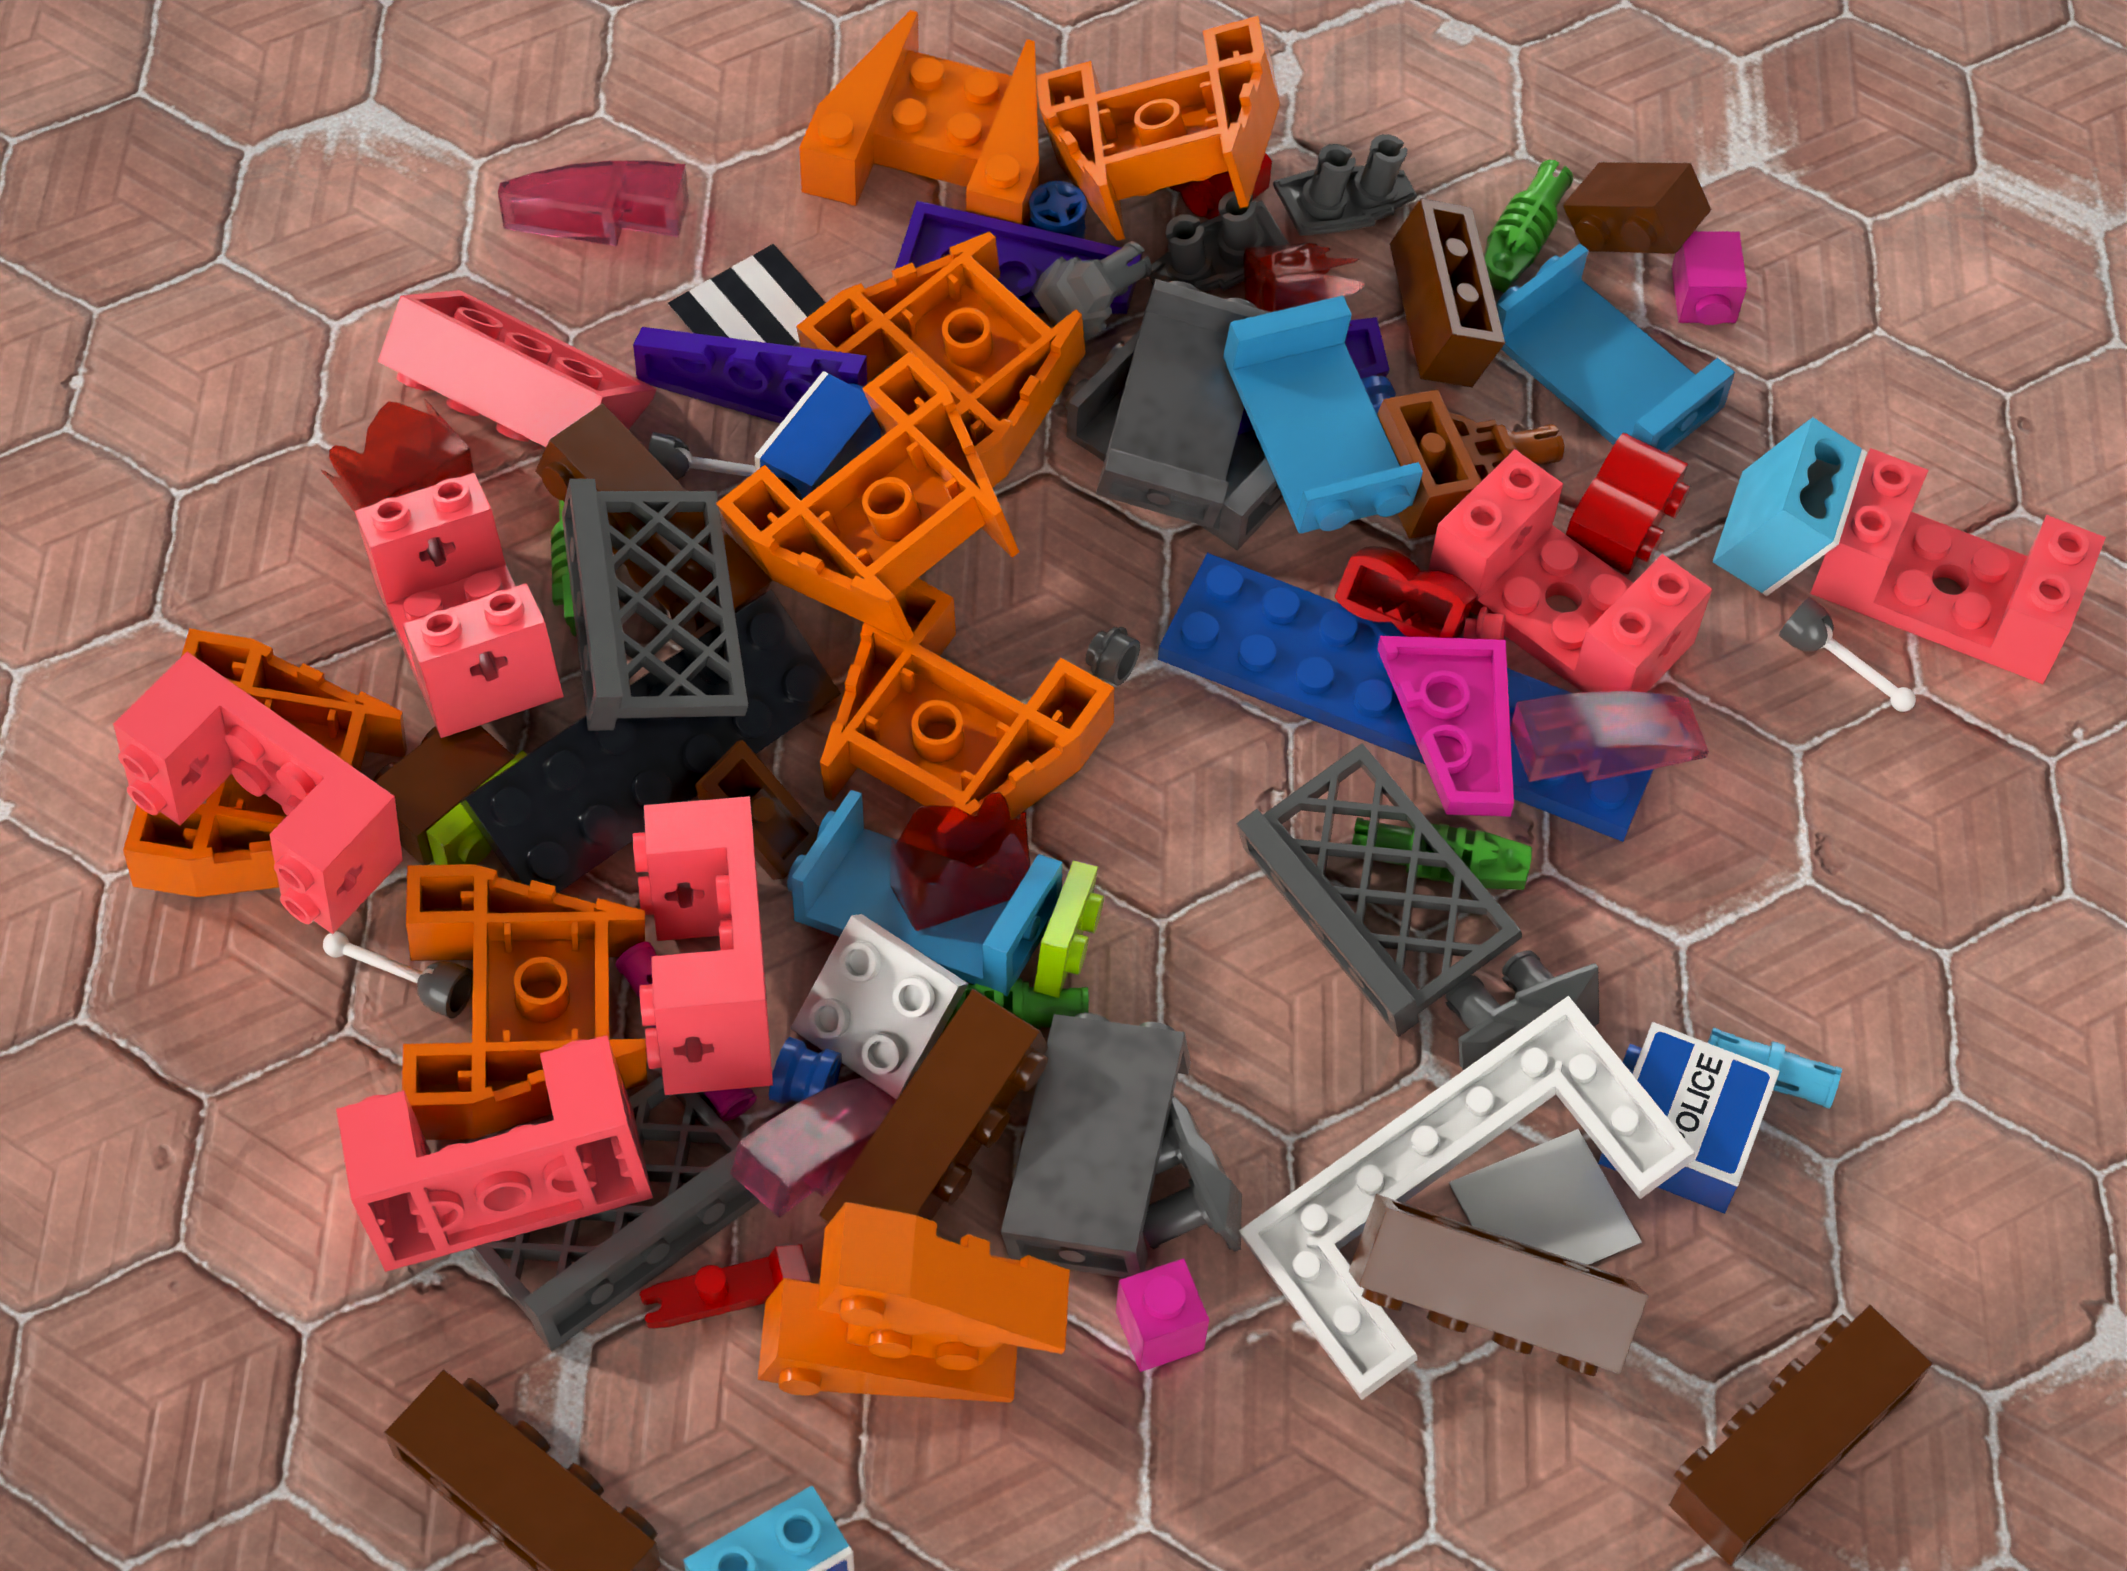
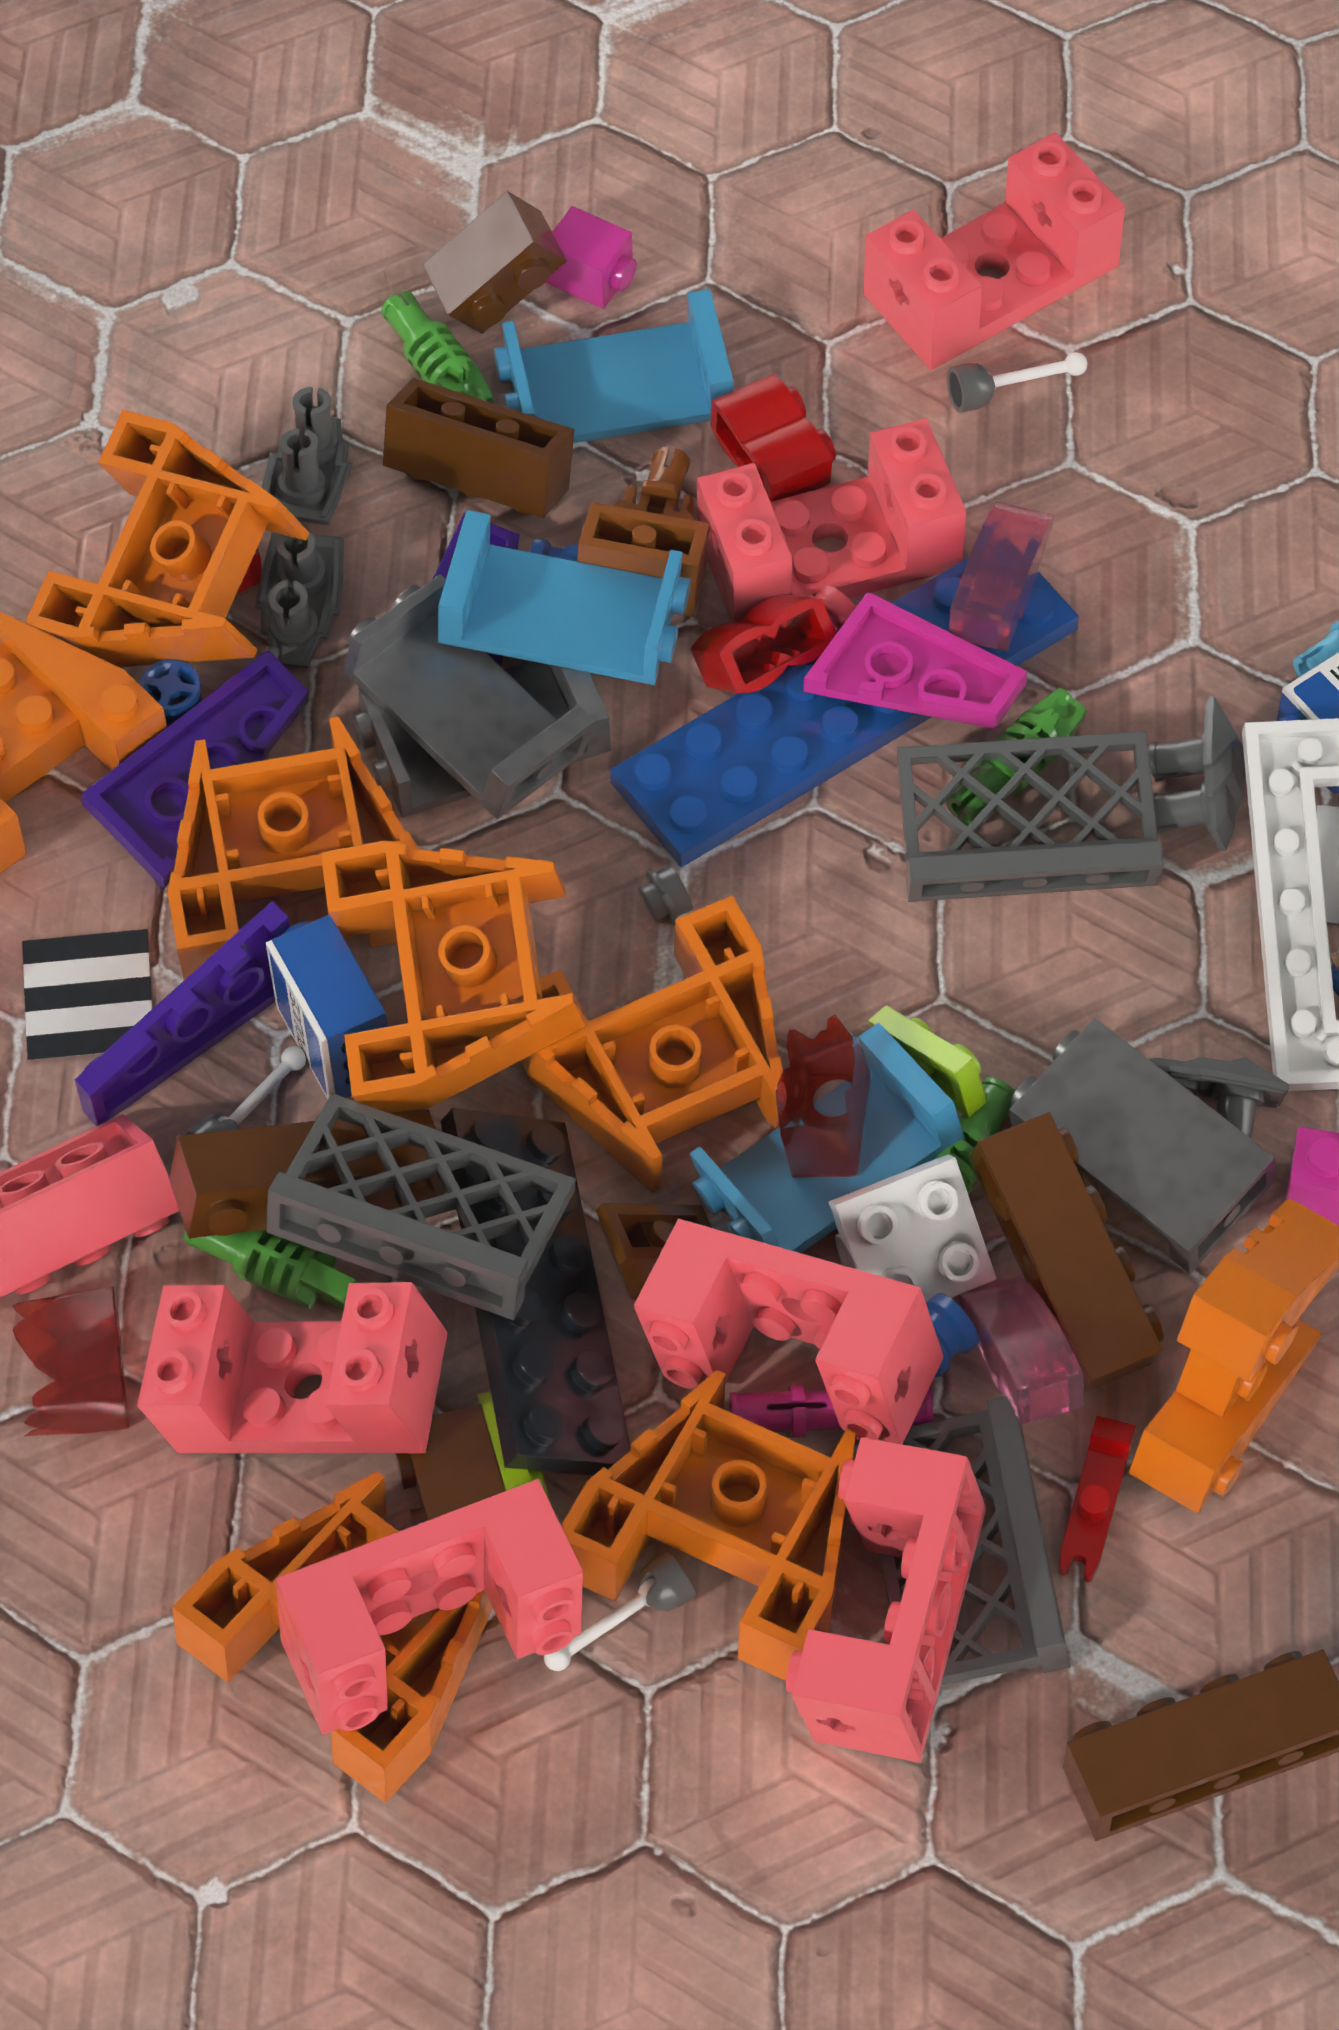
camera: 55 degrees left, 0 degrees up
(1089, 286) = (299, 711): dark grey connector -> none
(1293, 276) = (377, 538): clear red piece -> none
(1790, 507) = (872, 325): medium azure piece -> none

